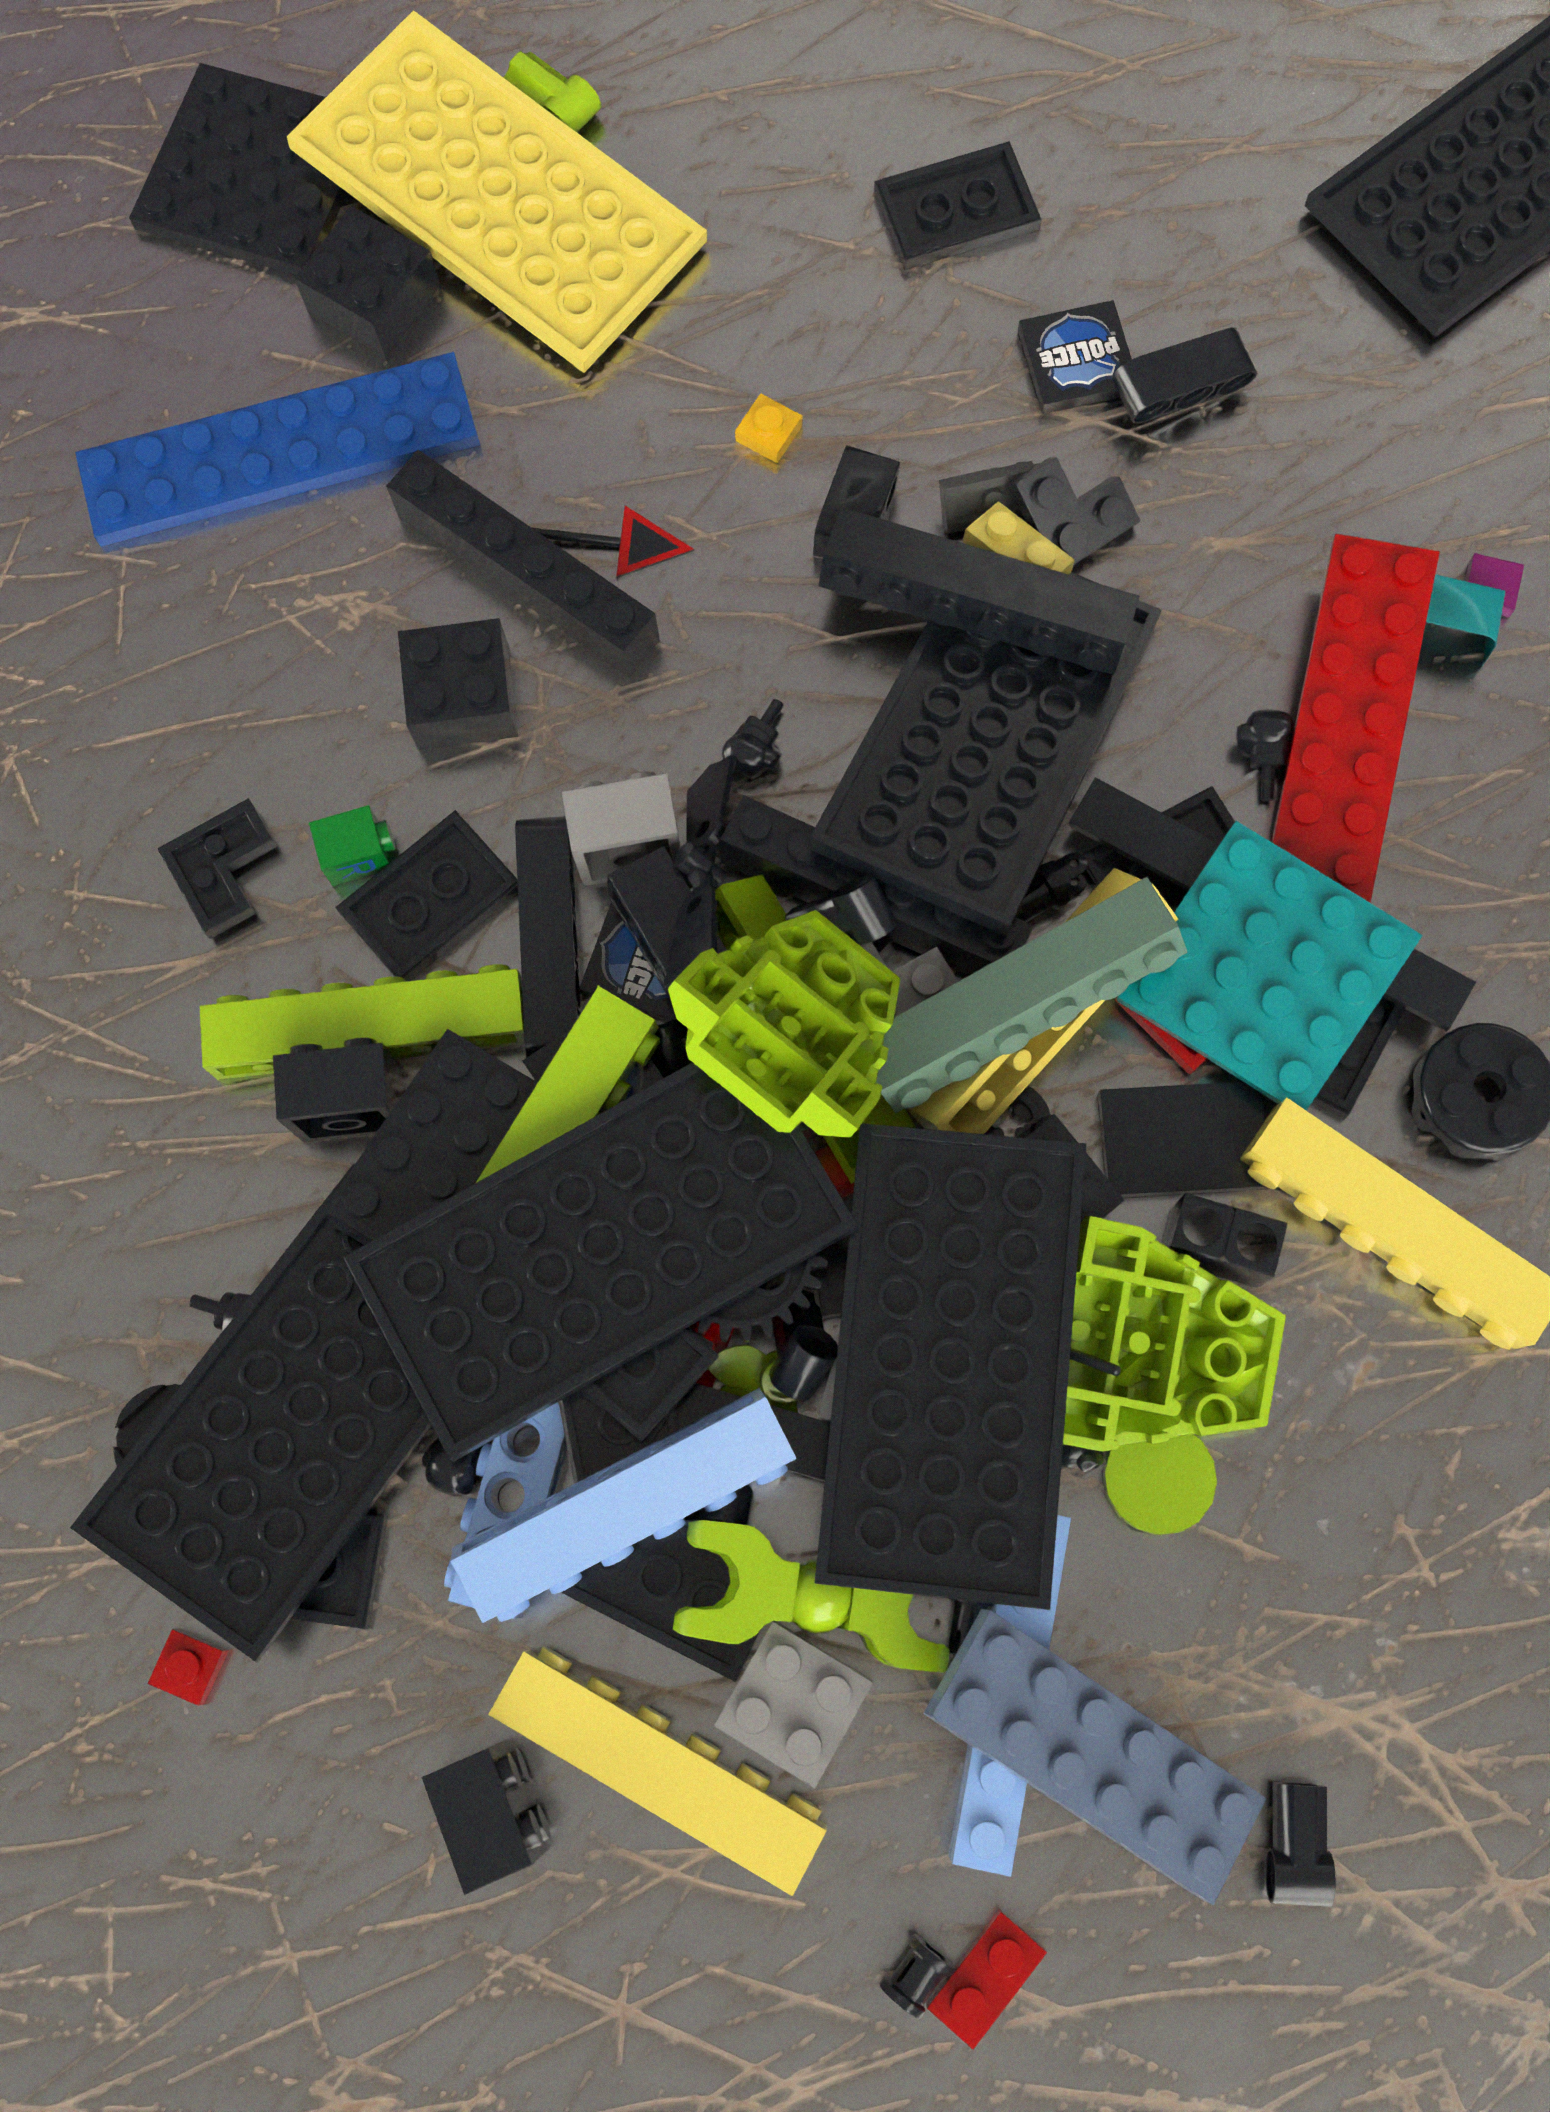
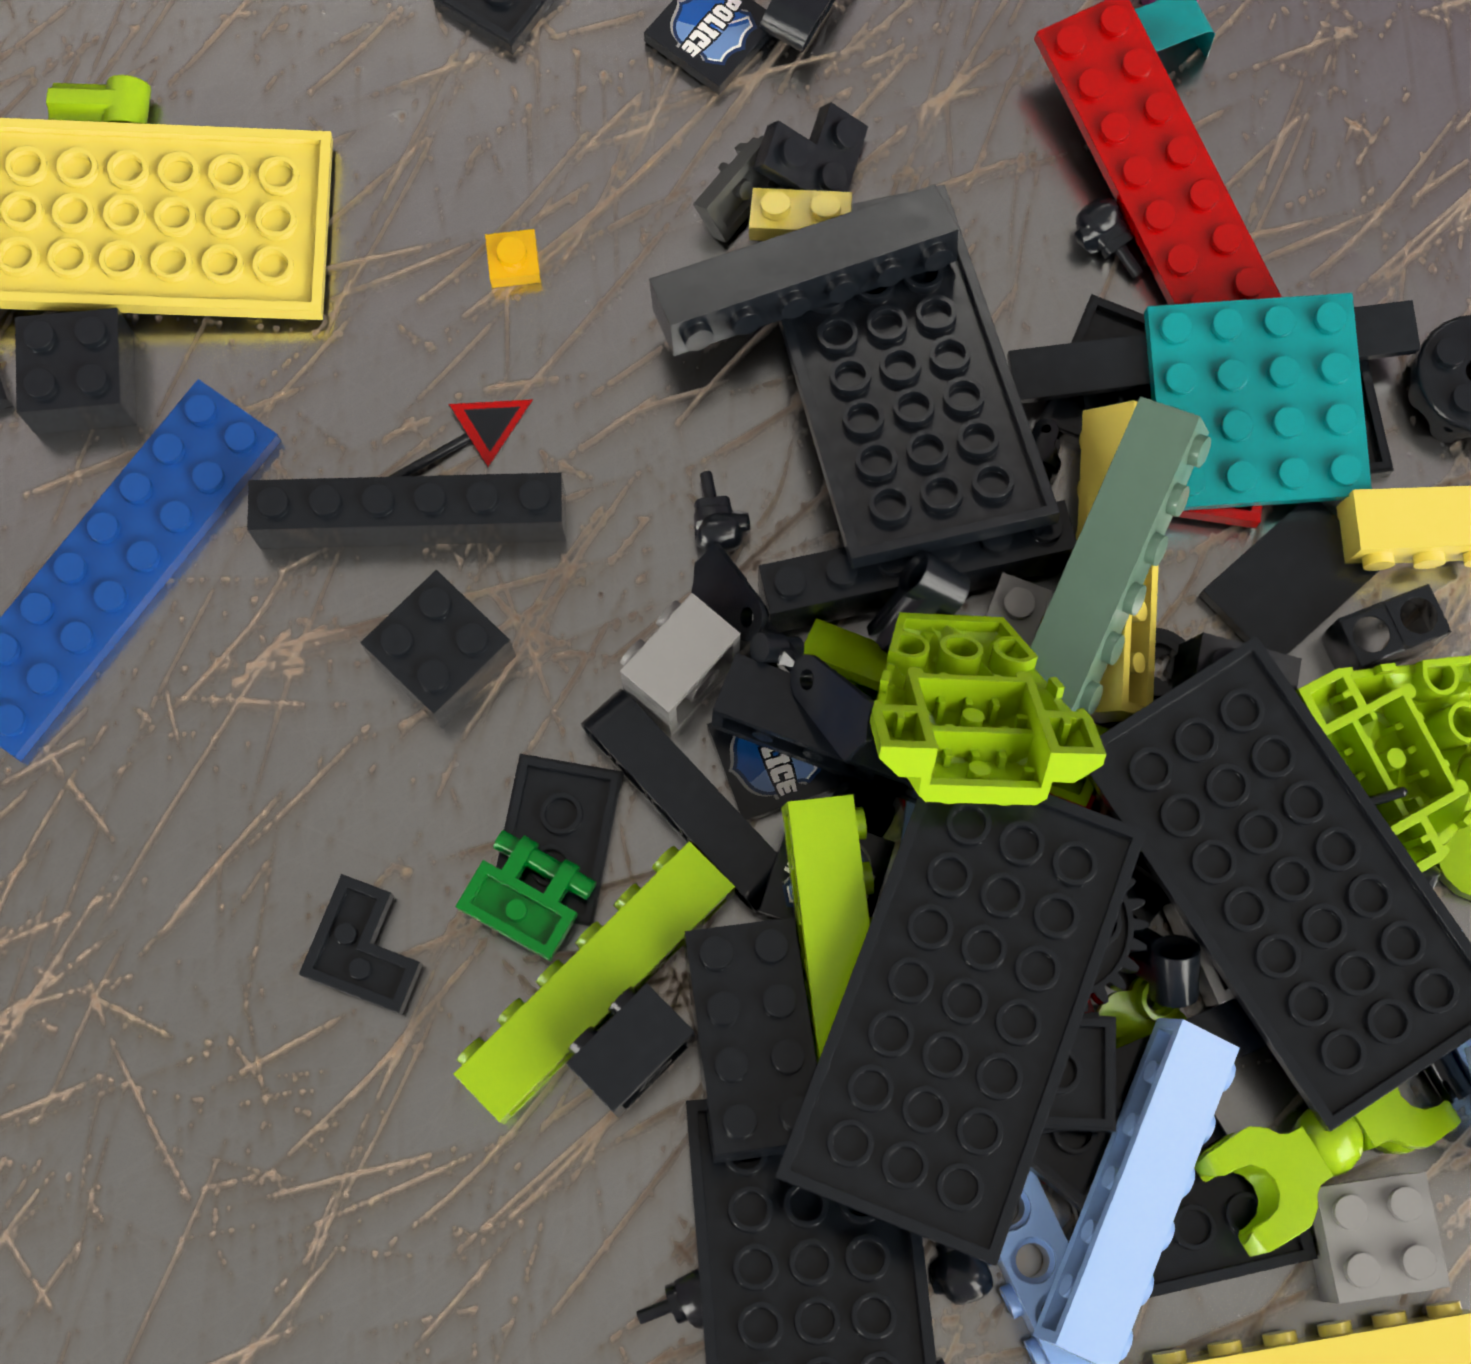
camera: 45 degrees left, 0 degrees up
(349, 921) = (519, 910): none -> green plate
(352, 845) = (460, 844): green brick -> none
(861, 484) = (633, 255): black piece -> none

